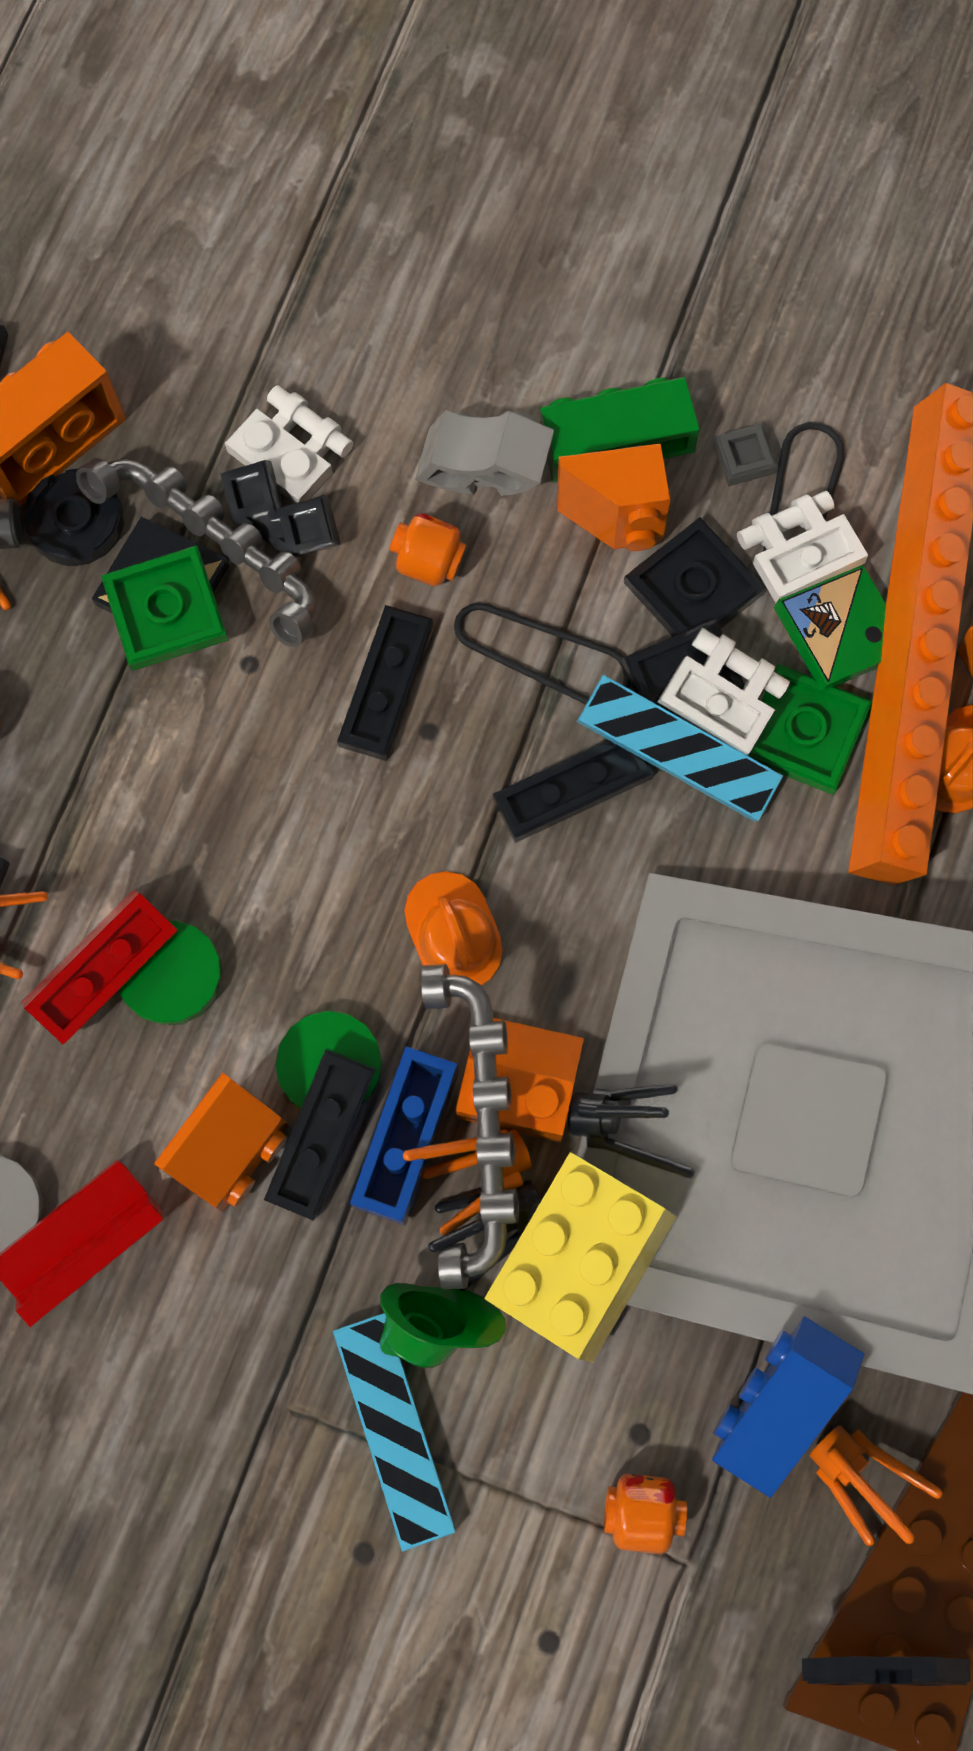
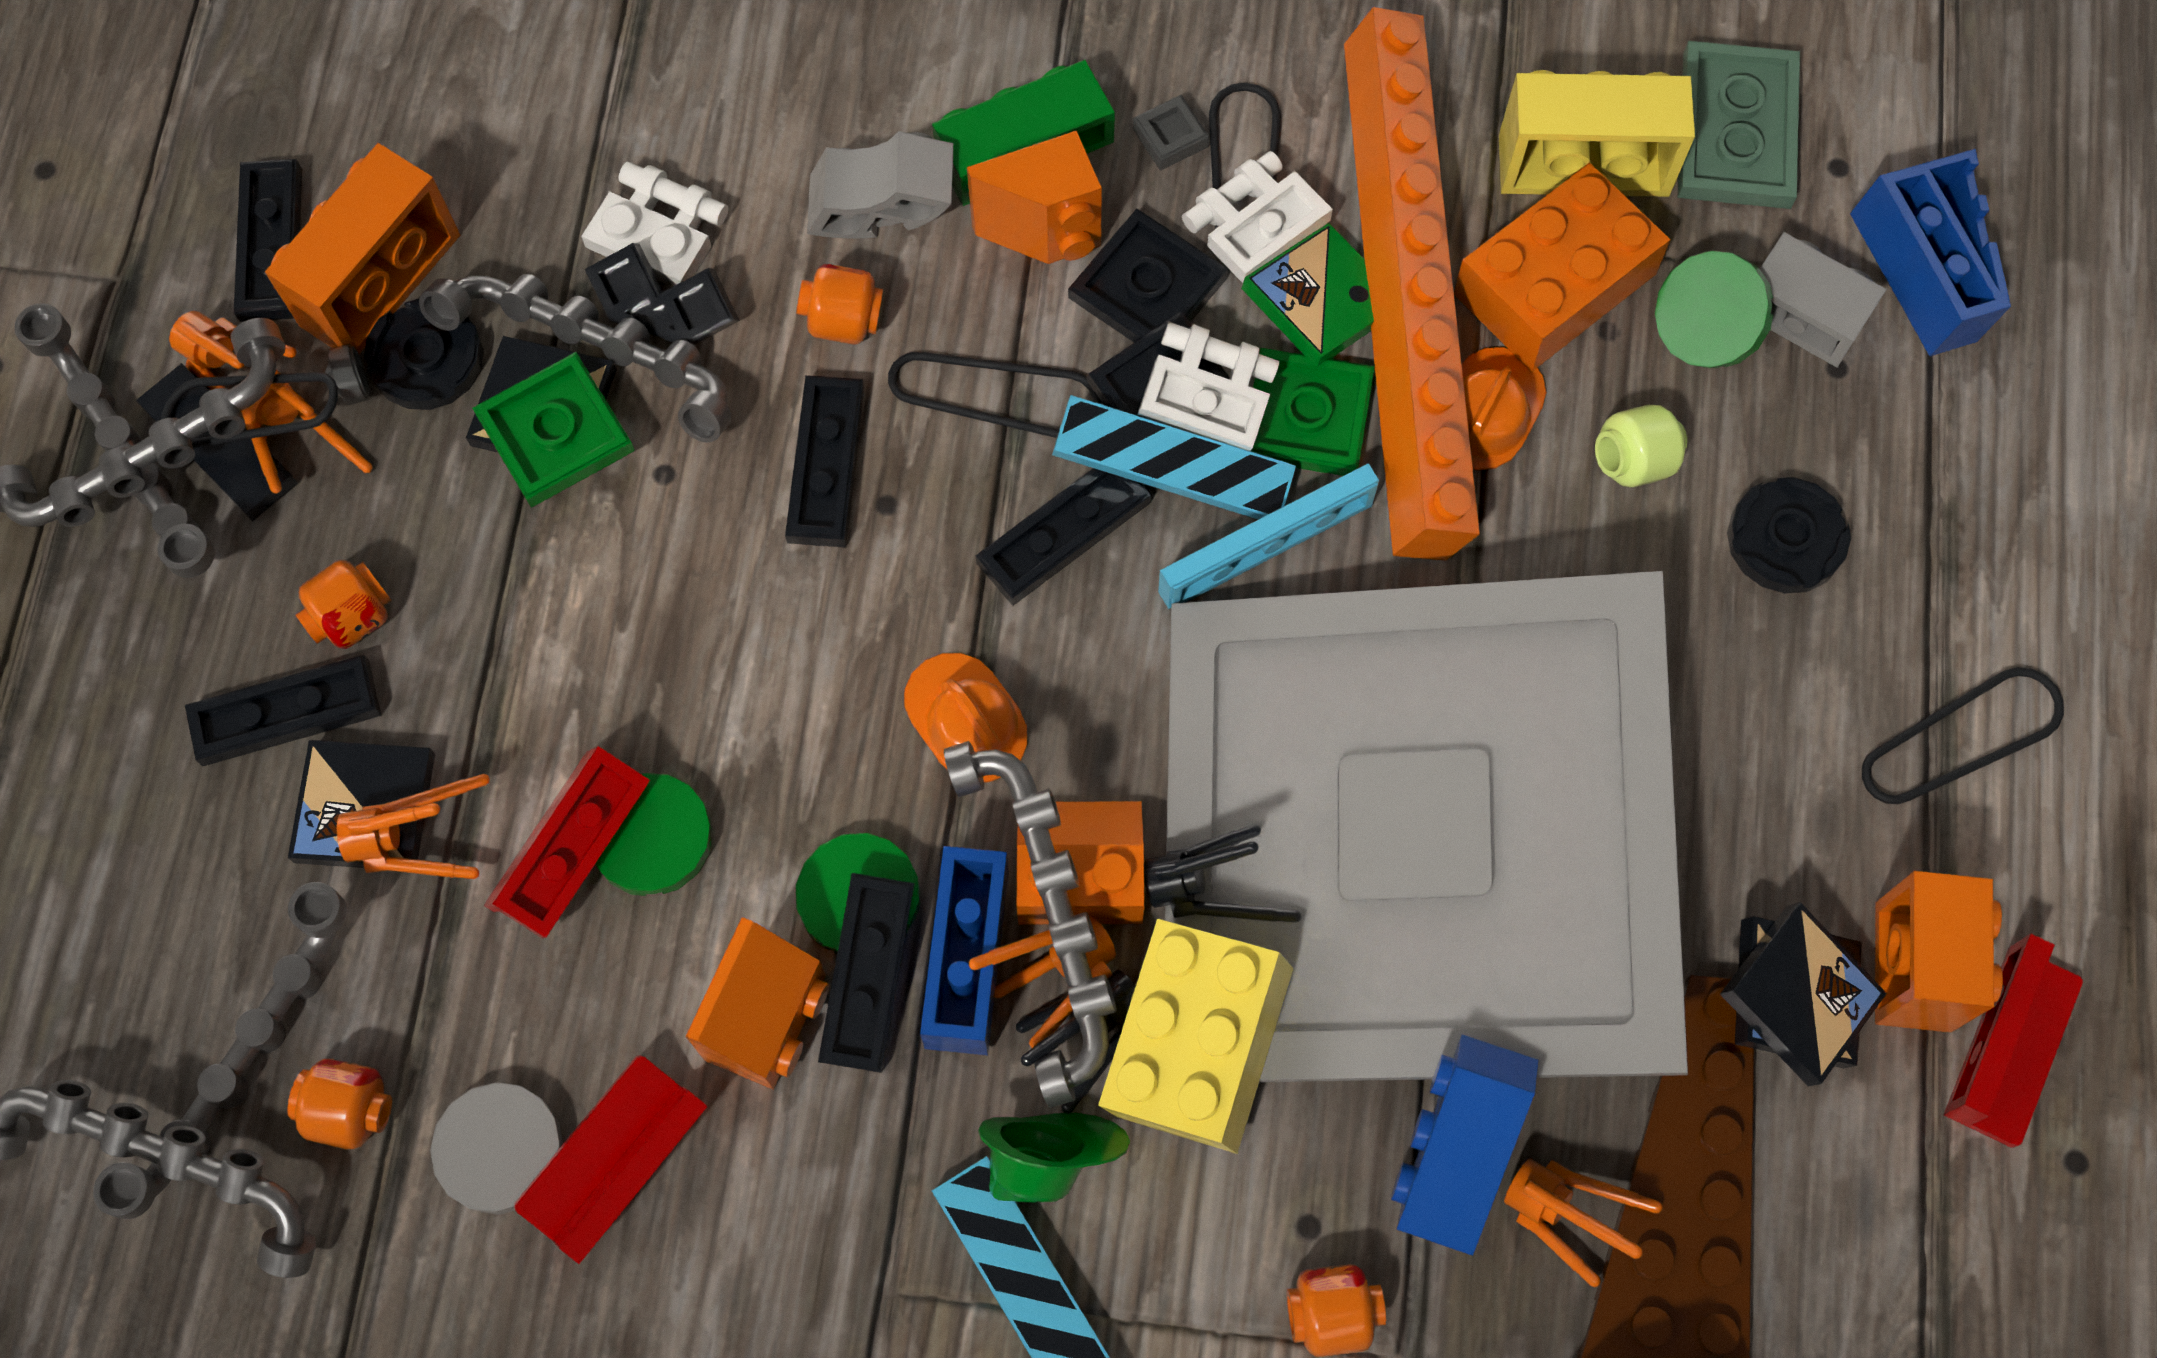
camera: 15 degrees left, 5 degrees down
(745, 833) = (1268, 536): none -> medium azure tile

